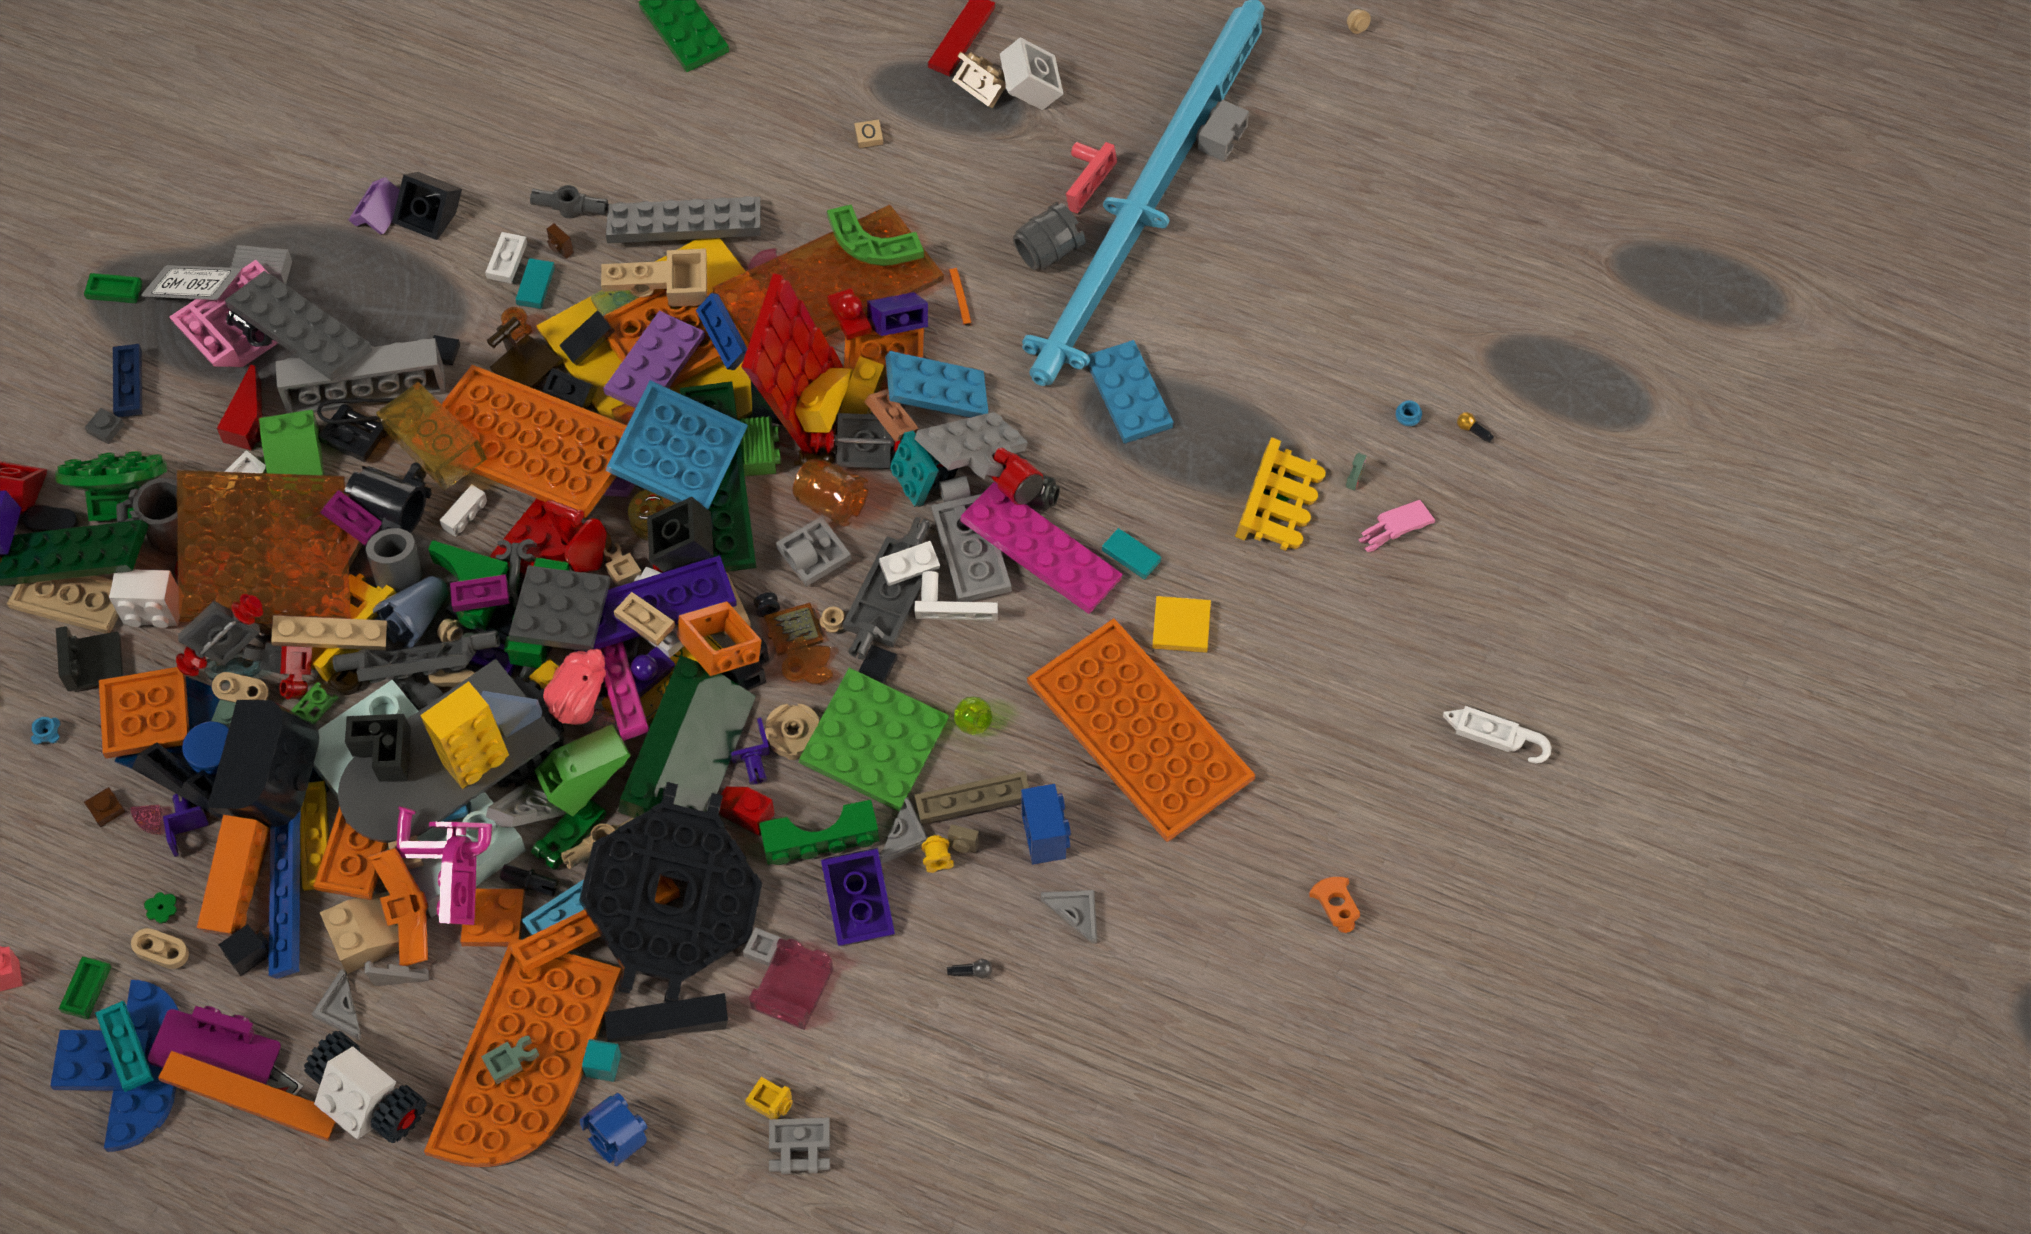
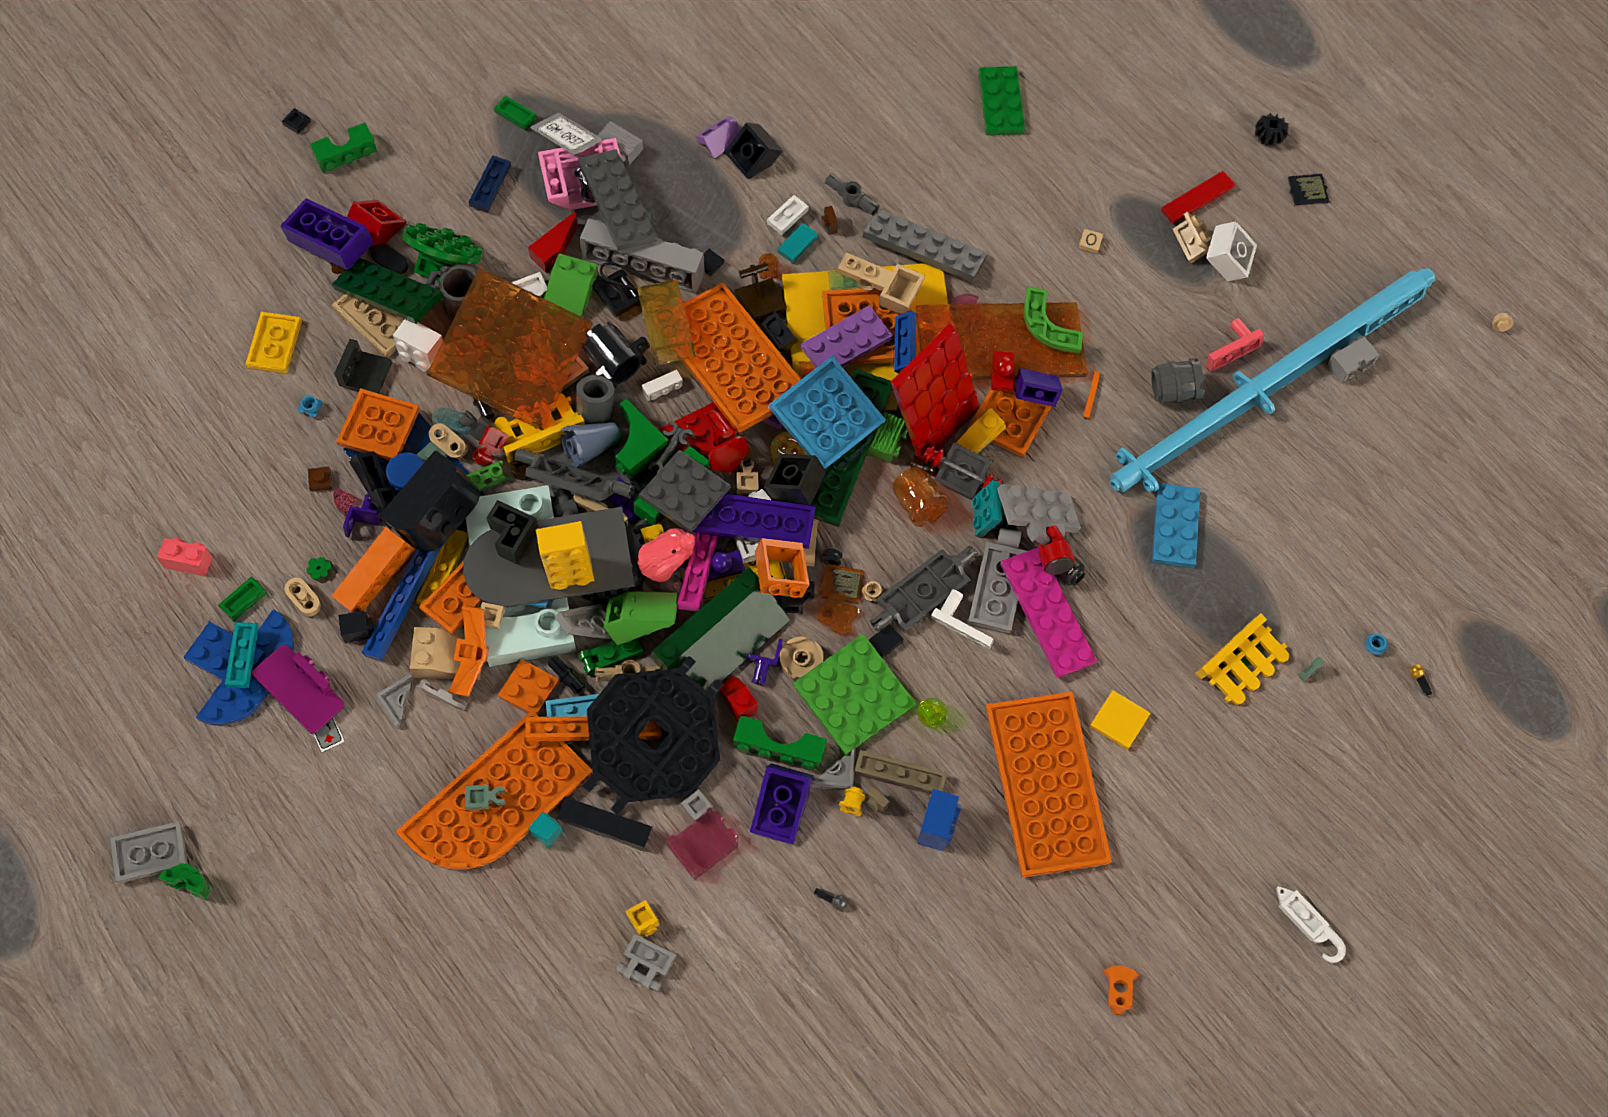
camera: 25 degrees right, 5 degrees up
(104, 425) = (459, 208): dark grey plate -> none
(218, 634) = (449, 396): dark grey plate -> none
(246, 1095) = (304, 732): orange tile -> none
(329, 632) = (524, 431): tan plate -> none
(351, 517) = (580, 355): magenta plate -> none
(359, 1092) = (373, 767): brick -> none
(450, 630) = (607, 468): tan plate -> none
(458, 863) = (517, 643): dark pink plate -> none
(479, 593) = (636, 453): magenta plate -> none
(512, 711) = (610, 551): sand blue slope -> none
(587, 338) = (810, 301): black tile -> none
(614, 1129) = (526, 885): blue brick -> none
(644, 619) = (737, 528): tan plate -> none
(813, 551) = (886, 534): light grey plate -> none
(822, 400) = (947, 427): yellow slope -> none
(890, 414) = (990, 461): nougat plate -> none
(909, 563) = (946, 577): white plate -> none
(936, 385) = (1036, 454): dark azure plate -> none
(1076, 909) = (930, 893): light grey tile -> none
(1131, 553) = (1112, 648): teal tile -> none
(1396, 523) = (1321, 724): bright pink arm -> none

